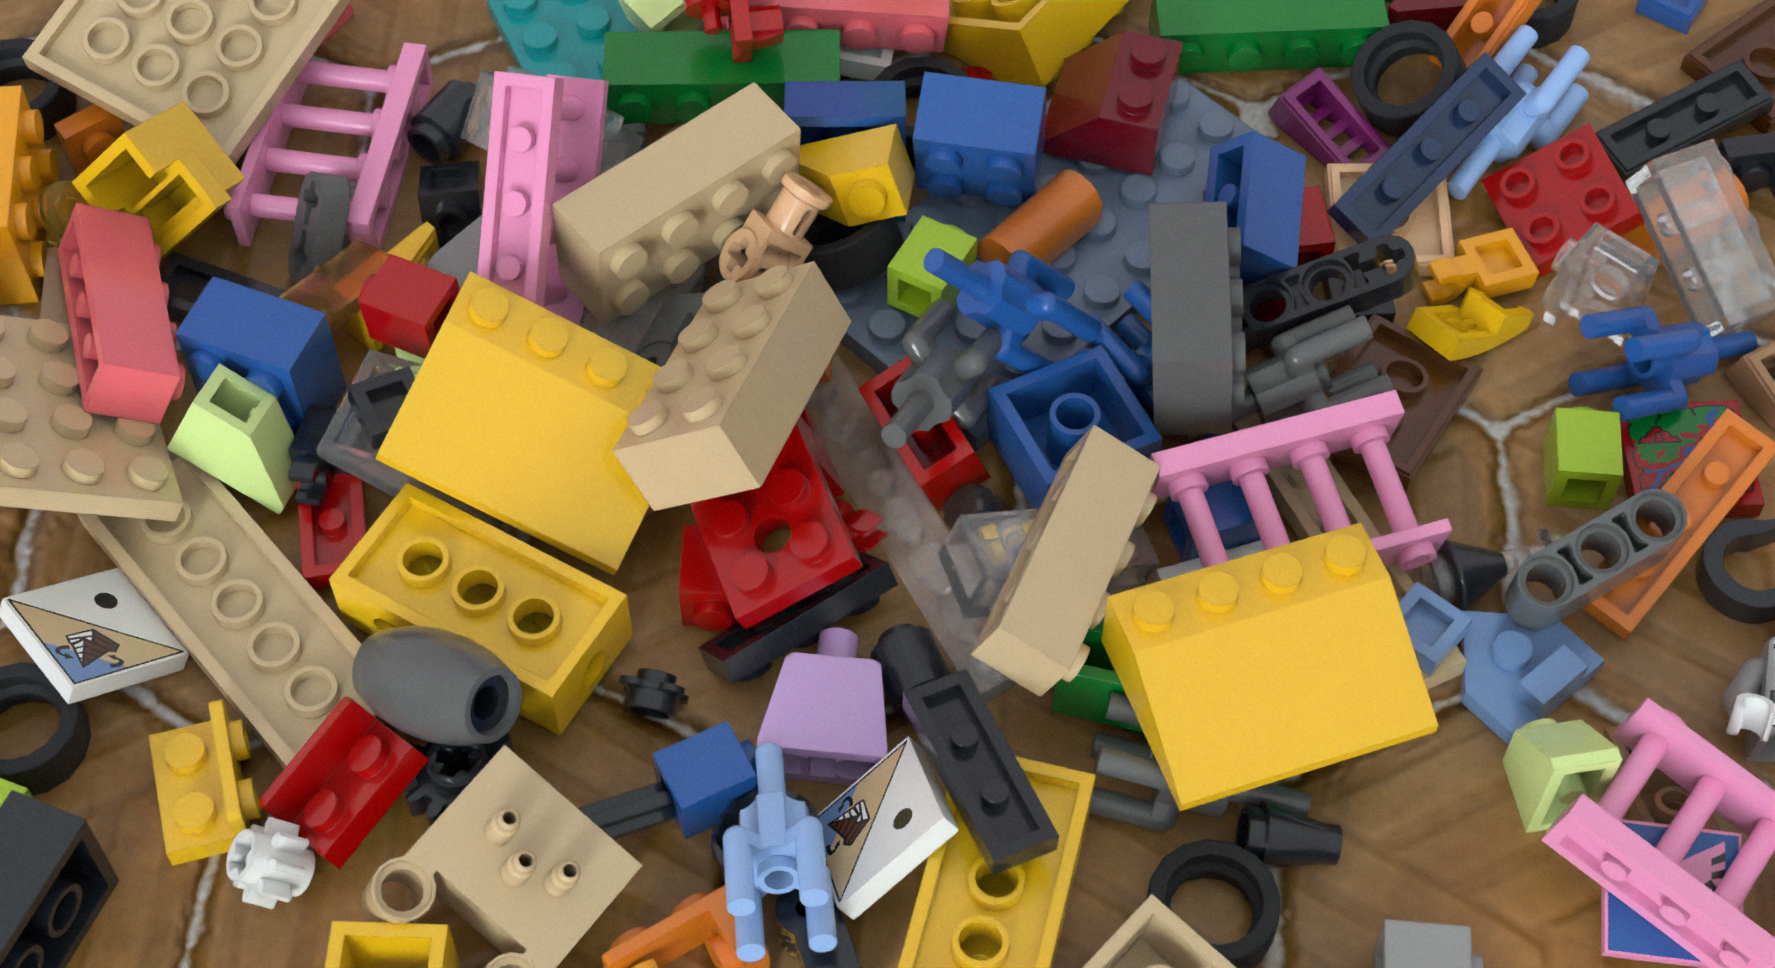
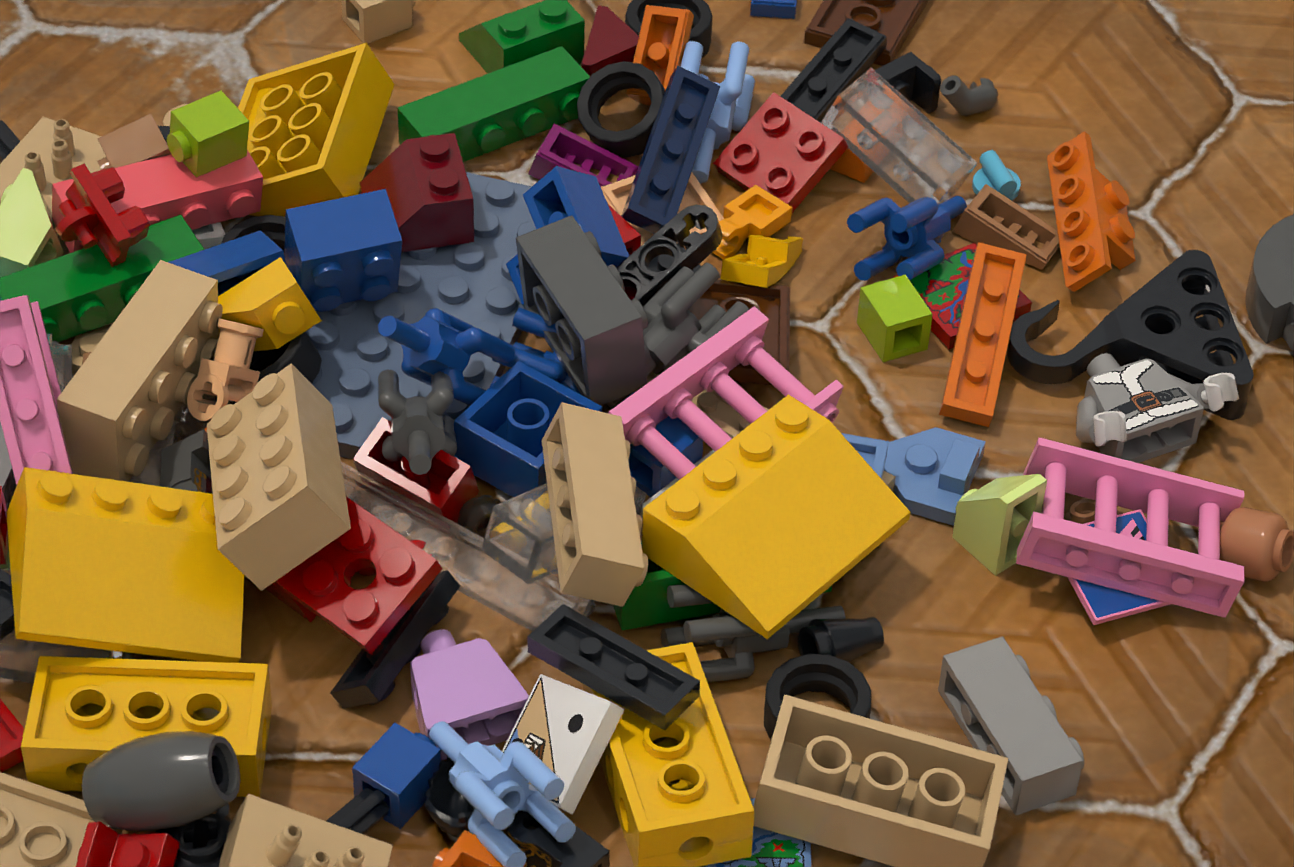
camera: 30 degrees left, 10 degrees down
(653, 694) = (318, 736): black plate -> none
(700, 589) = (311, 644): red brick -> none
(907, 661) = (508, 637): black brick -> none
(909, 283) = (354, 360): lime brick -> none
(1046, 221) = (423, 286): orange brick -> none
(1468, 572) = (867, 416): piece -> none
(1596, 277) = (840, 189): clear bracket -> none
(1615, 538) = (940, 390): dark grey beam -> none

